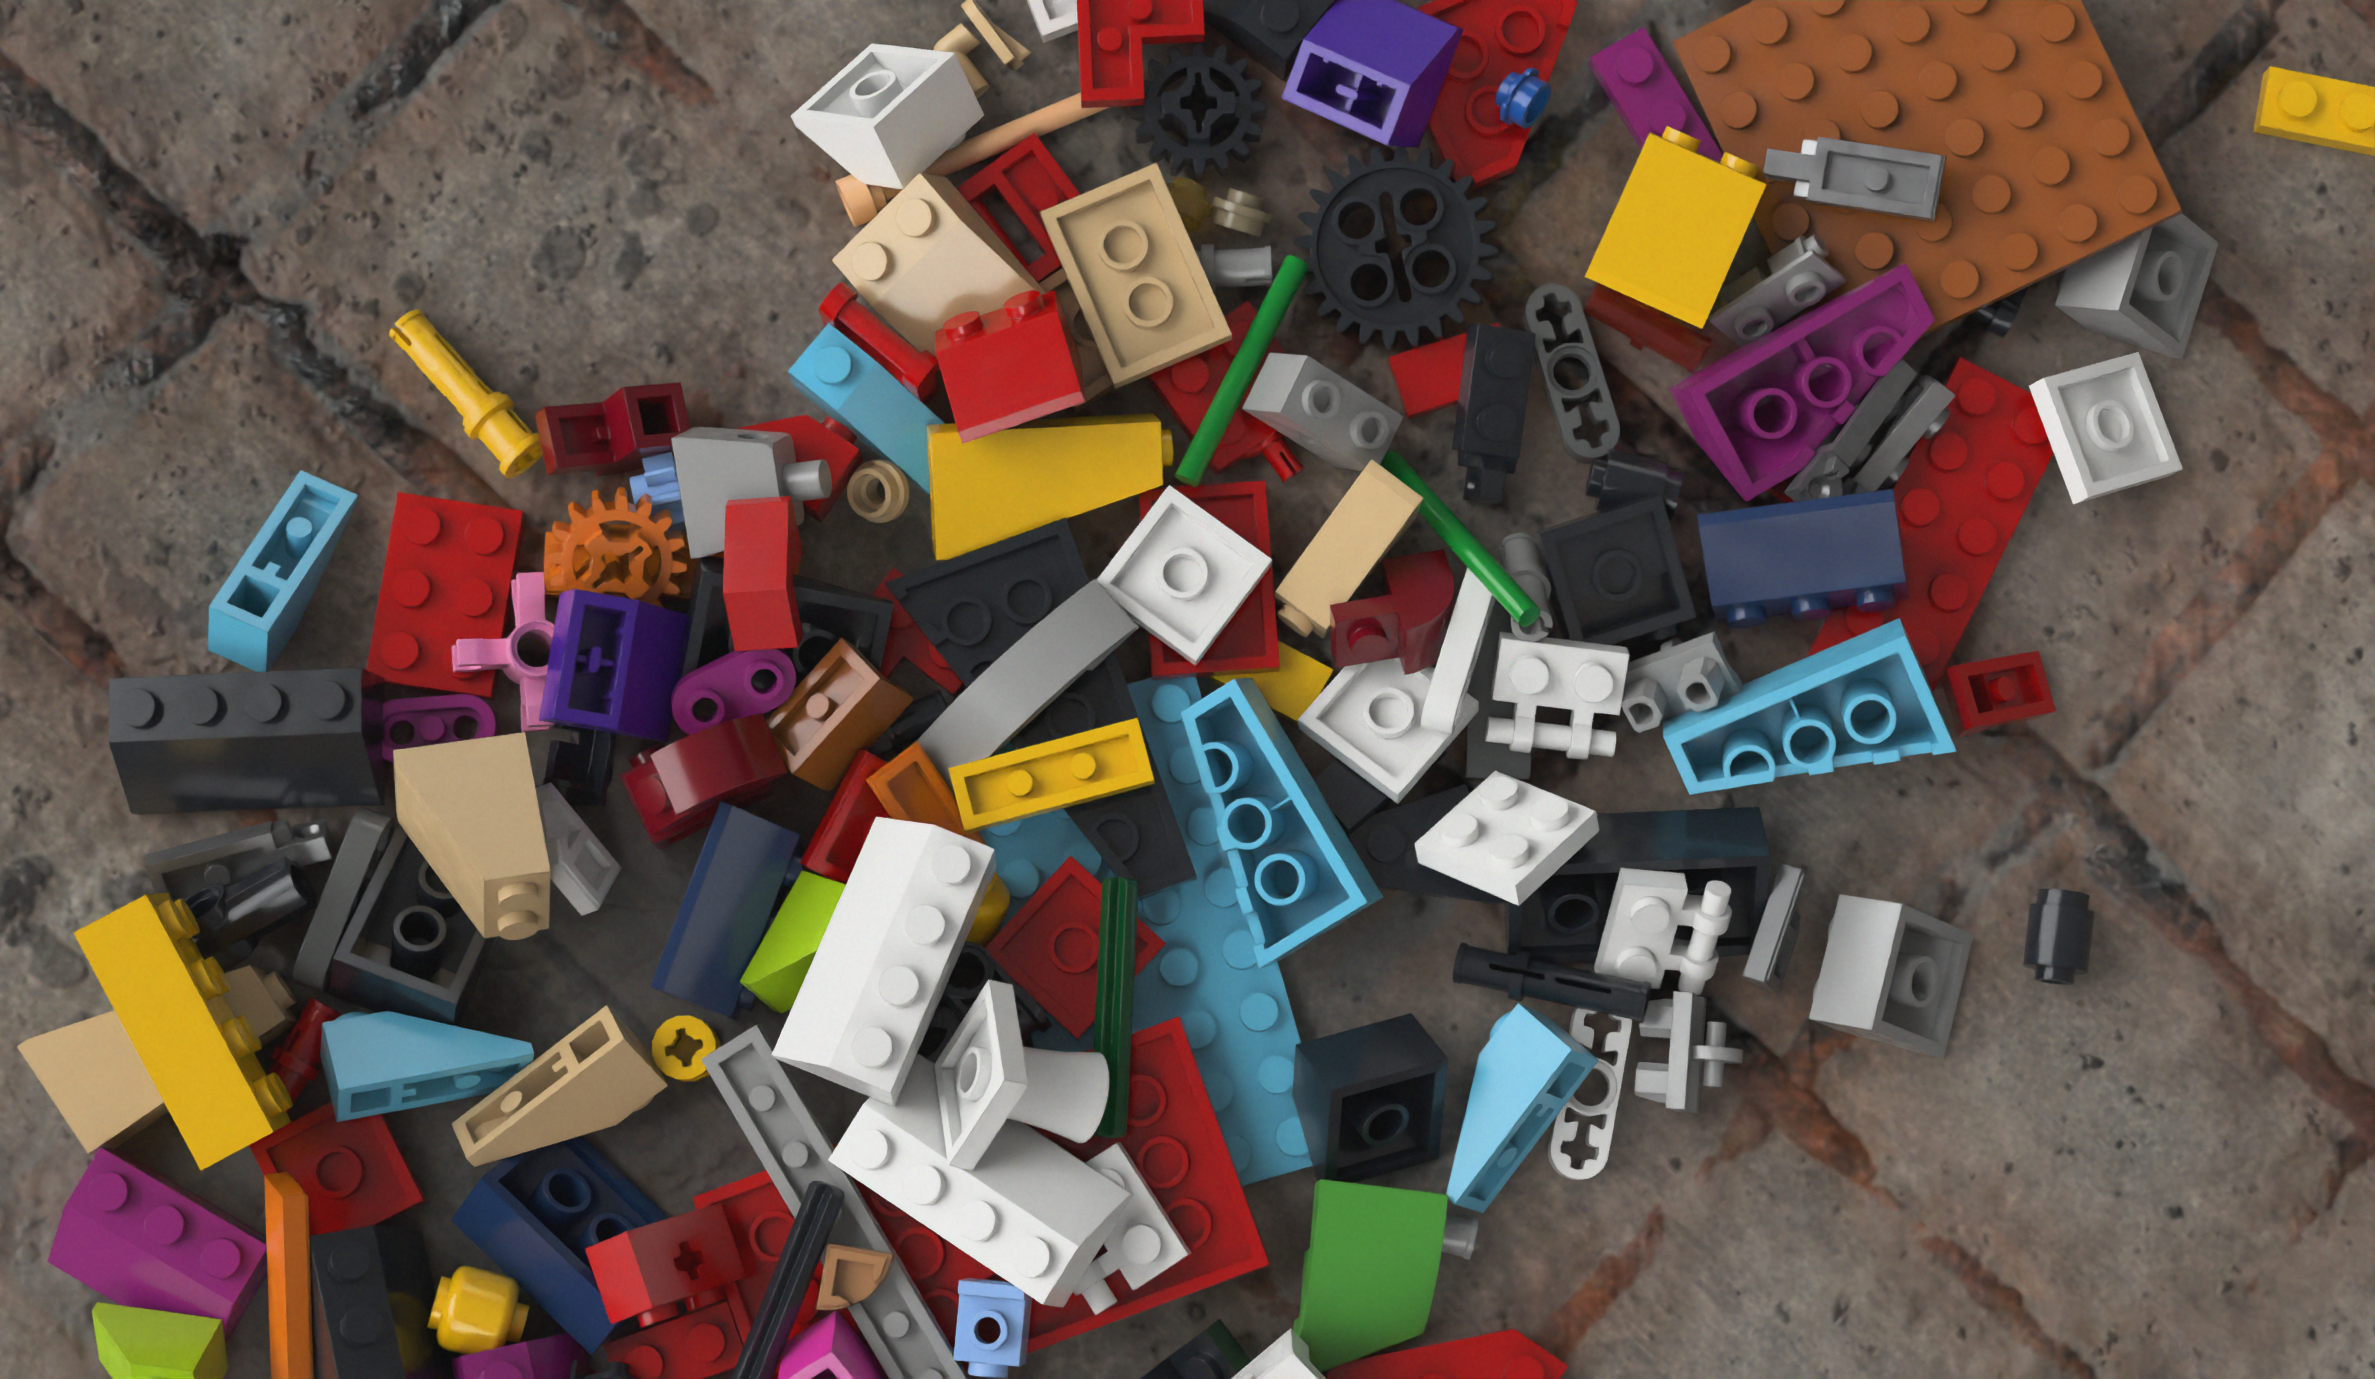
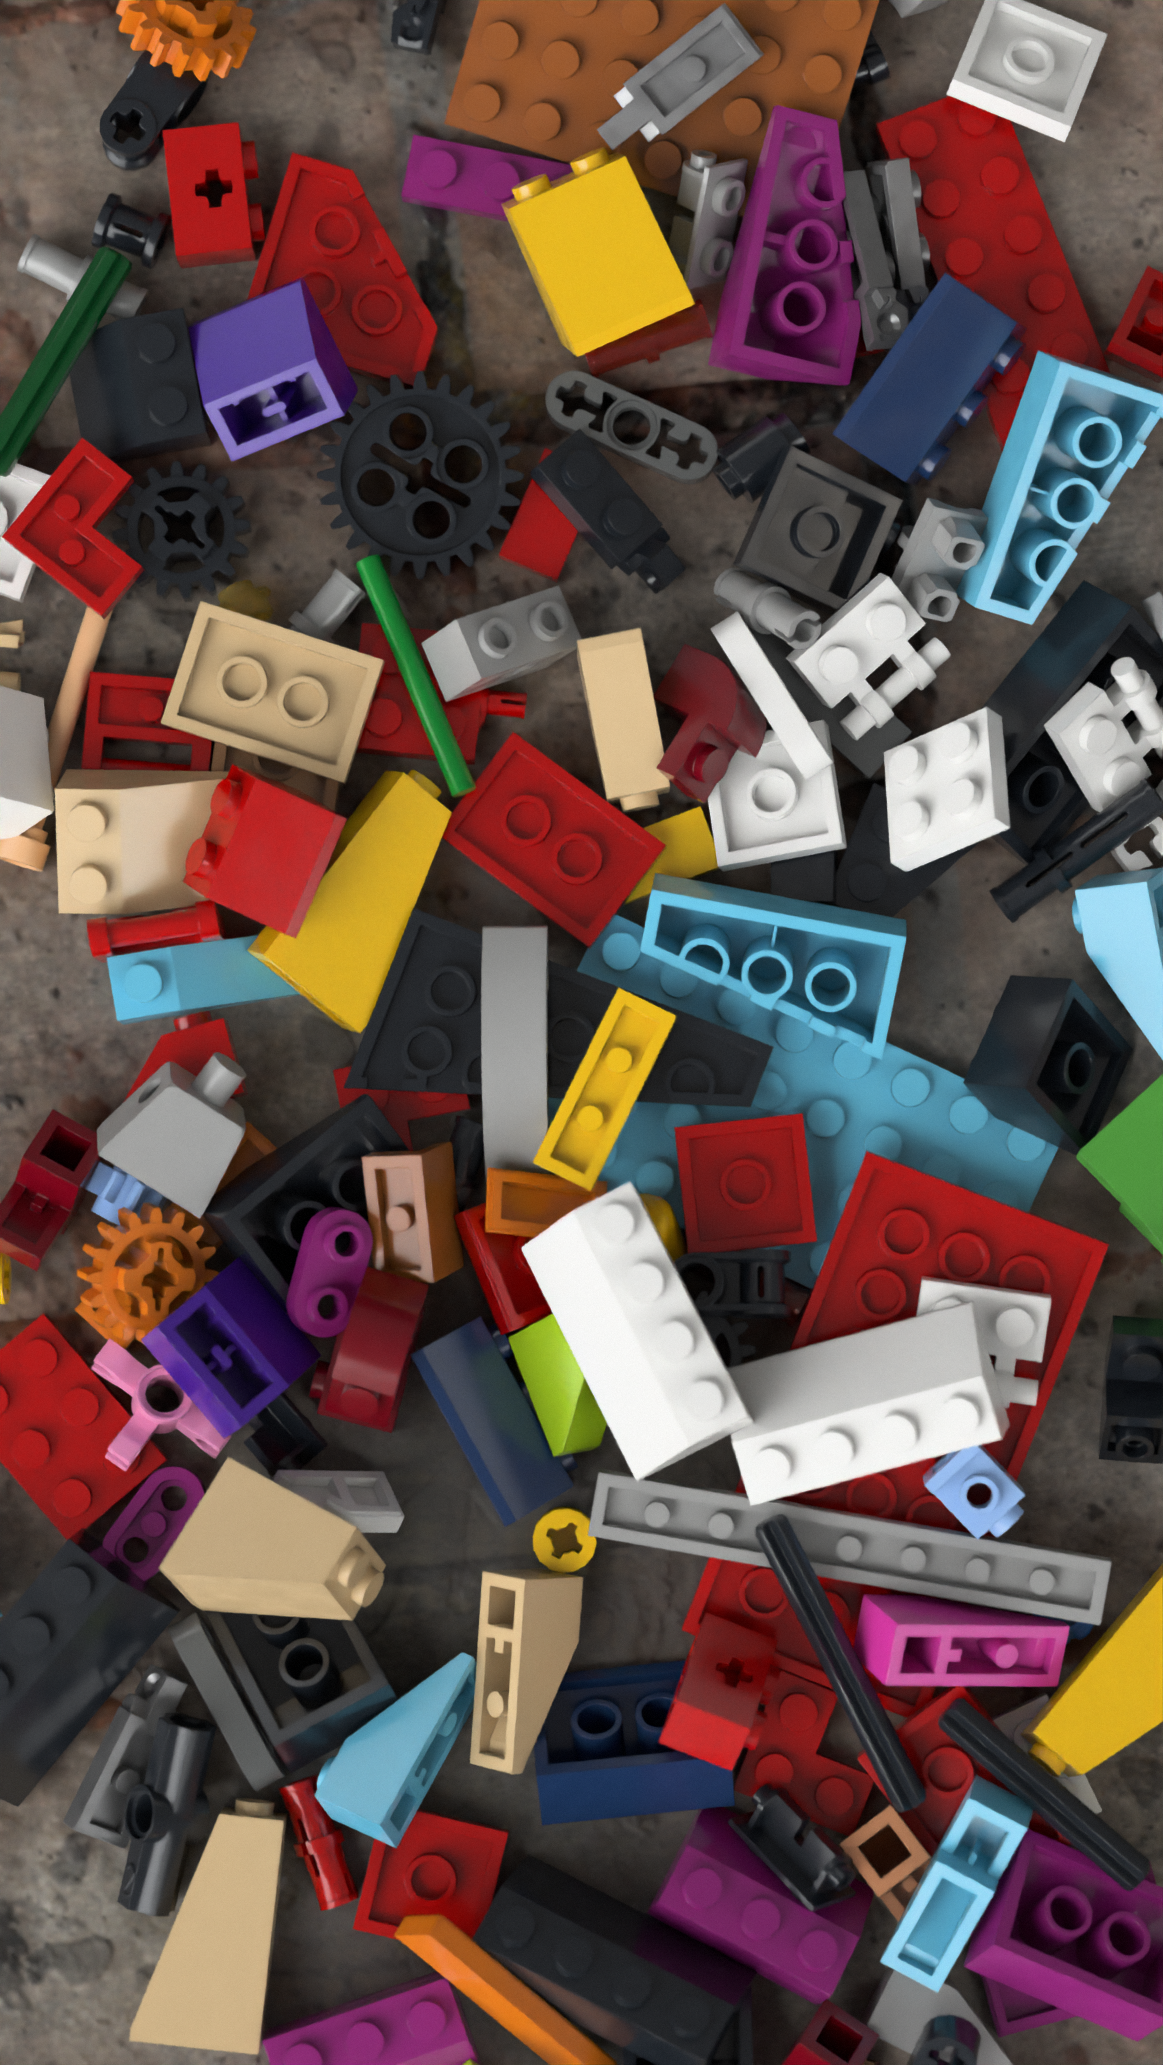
camera: 45 degrees left, 5 degrees up
(185, 1027) = (234, 1901): yellow brick -> none
(477, 1311) = (629, 1862): yellow head -> none
(758, 570) = (261, 1176): red slope -> none
(852, 1275) = (849, 1560): medium nougat tile -> none
(864, 496) = (262, 1045): tan plate -> none
(993, 1077) = (800, 1330): white plant -> none
(1115, 997) = (819, 1194): dark green axle -> none
(1183, 574) = (534, 857): white plate -> none
(1241, 212) = (290, 567): dark tan plate -> none
(1465, 544) = (694, 625): green bar -> none
(1522, 98) = (392, 278): blue plate -> none

